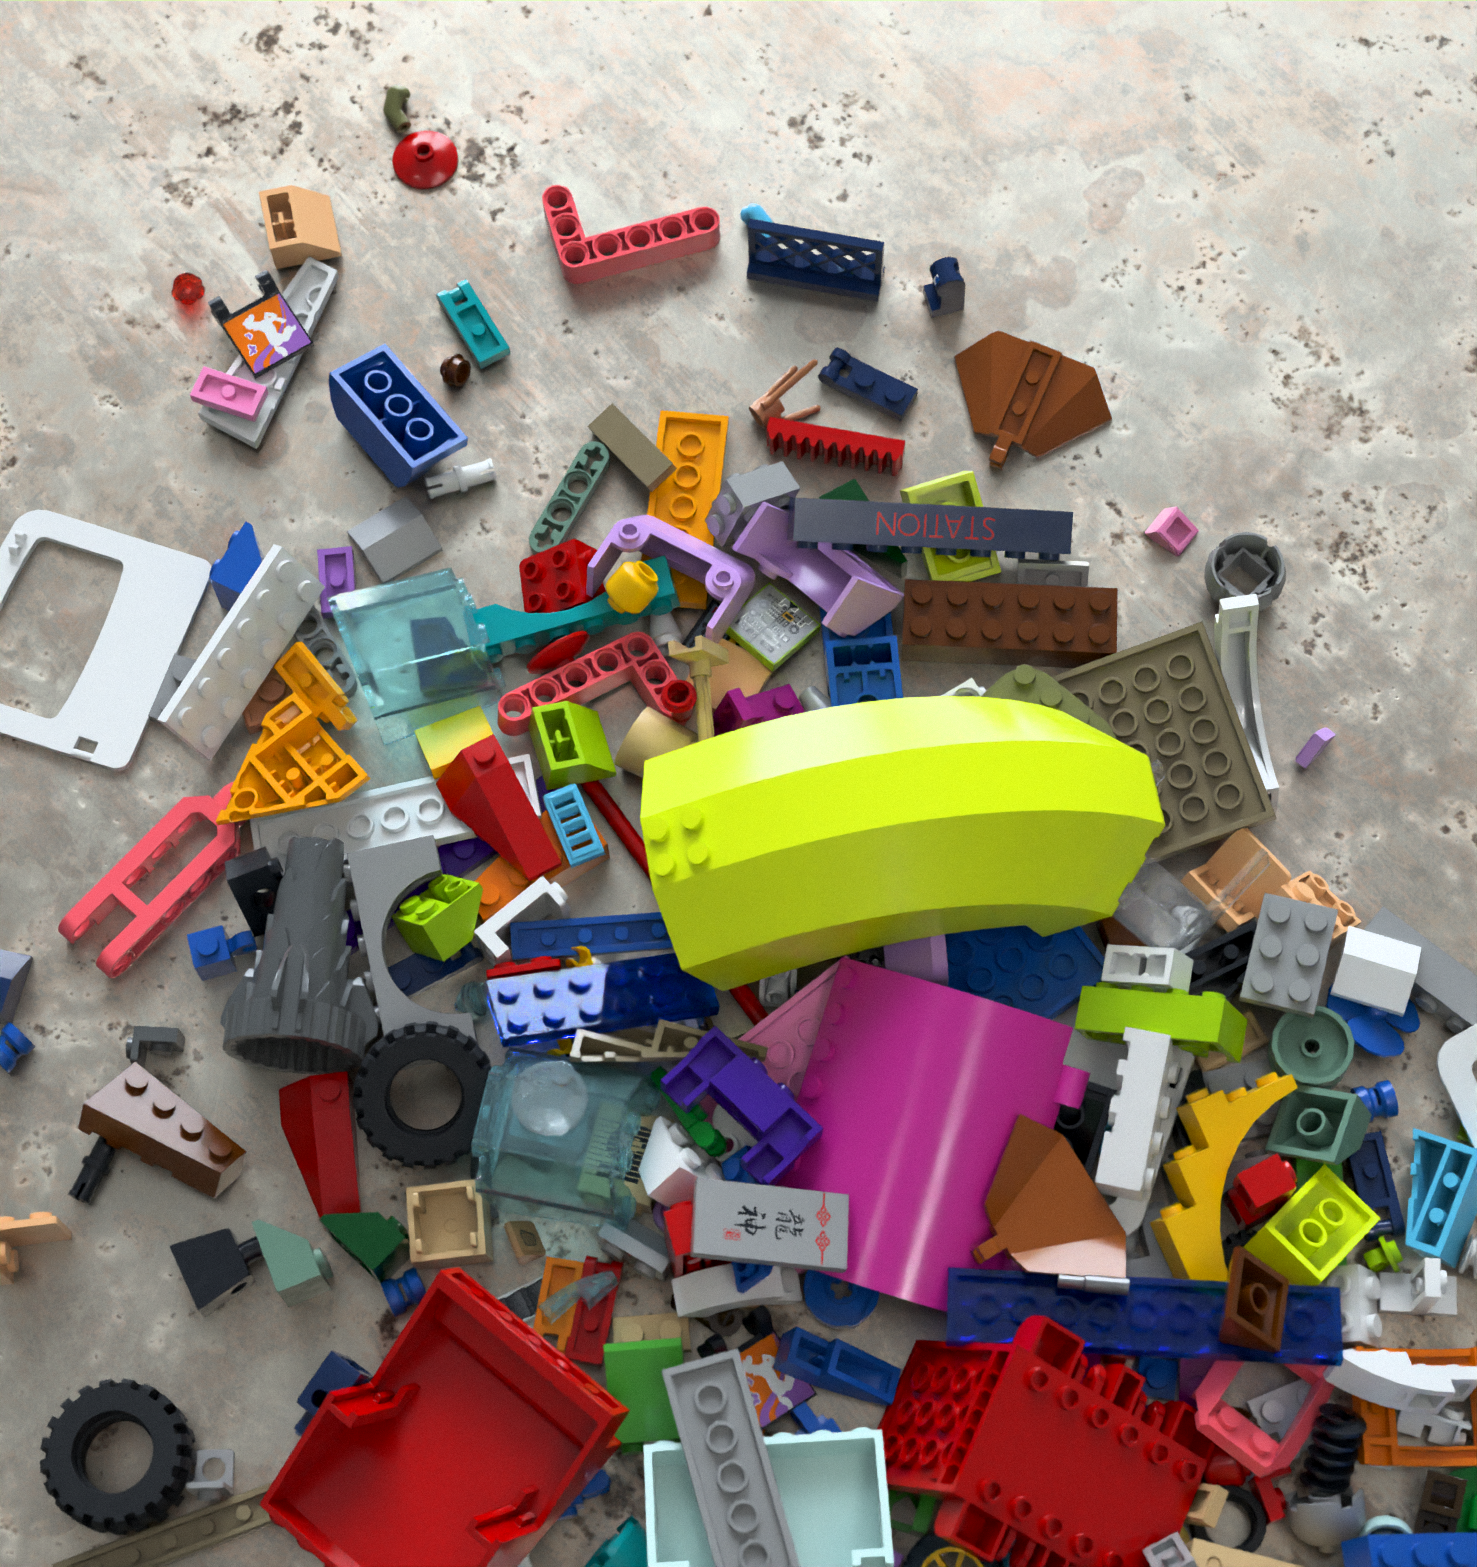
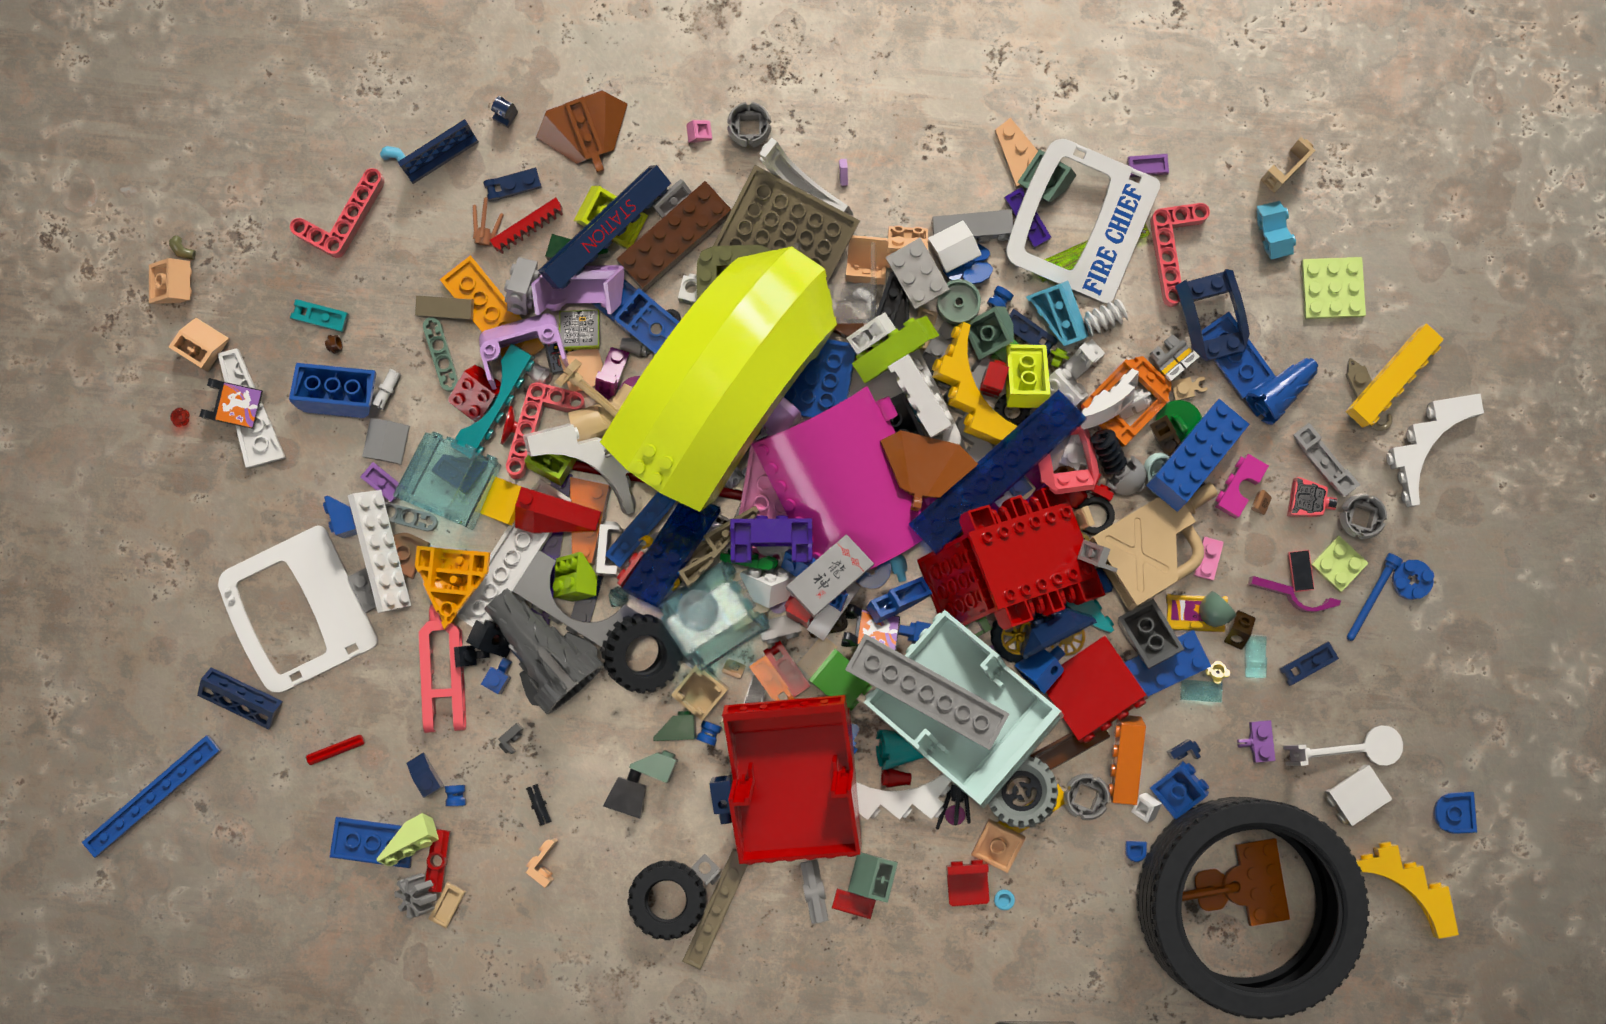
camera: 45 degrees left, 15 degrees up
(162, 1129) = (552, 766): reddish brown wedge -> none
(209, 886) = (467, 655): none -> black plate
(229, 394) = (252, 447): bright pink plate -> none
(315, 686) = (422, 535): light orange hinge -> none
(323, 1139) = (615, 707): red wedge -> none
(344, 130) = (169, 281): none -> light nougat slope
(427, 170) = (224, 266): red dish -> none
(564, 804) = (574, 485): medium azure slope -> none
(588, 1290) = (780, 664): clear light blue slope -> none
(603, 728) = (563, 441): none -> white arch
(632, 587) = (513, 371): yellow head -> none
(679, 699) = (576, 396): red cone -> none
(882, 1324) = (899, 566): none -> medium azure cylinder
(1095, 1284) = (969, 477): flat silver pin -> none
(1253, 1304) = (1034, 428): reddish brown slope -> none

